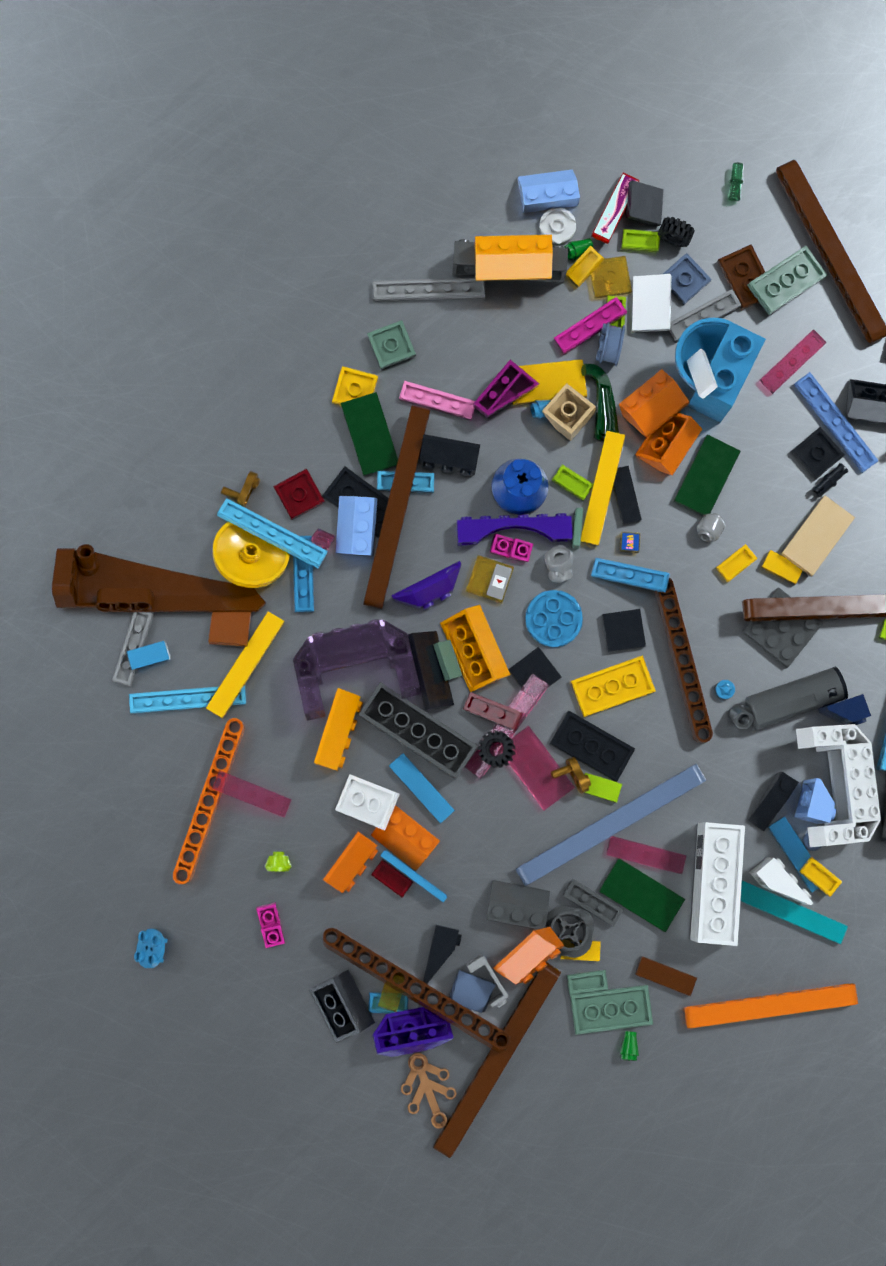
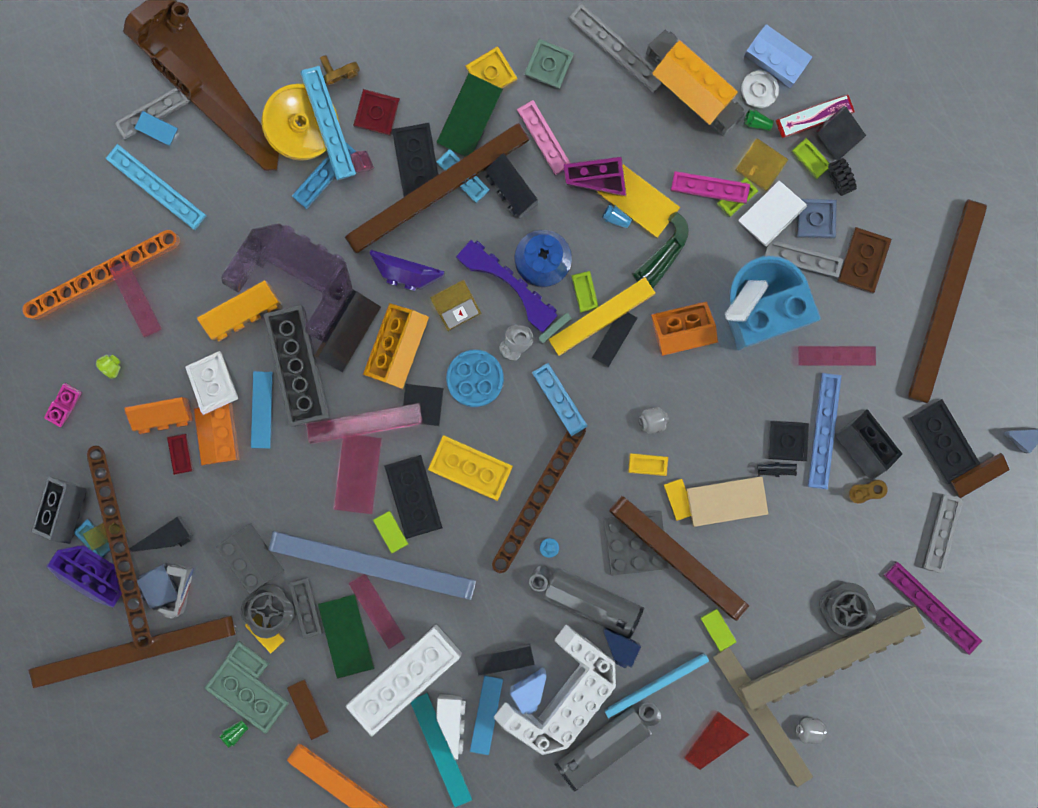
camera: 55 degrees right, 5 degrees up
(230, 628) = (233, 164): dark orange tile -> none
(245, 665) = (219, 201): yellow tile -> none
(356, 525) = (394, 175): light blue slope -> none
(413, 875) = (196, 467): dark azure tile -> none
(427, 1086) = (65, 623): medium nougat plant -> none
(447, 660) = (367, 335): sand green tile -> none
(492, 711) = (364, 403): tile -> none
(507, 753) = (334, 423): black tyre -> none
(511, 548) = (493, 297): dark pink slope -> none
(530, 956) = (221, 602): slope -> none
(569, 411) = (630, 236): tan slope -> none
(582, 781) = (379, 514): pearl gold piece -> none
(584, 266) = (749, 138): yellow tile -> none
(610, 343) = (710, 215): sand blue wheel -> none
(623, 630) = (517, 435): black tile -> none
(630, 542) = (584, 375): tile -> none
(653, 403) = (699, 289): orange slope -> none
(707, 476) = (689, 380): dark green tile -> none
(736, 181) = (927, 181): clear green axle -> none
(787, 280) = (892, 291): sand green tile -> none
(820, 876) = (486, 746): yellow tile -> none

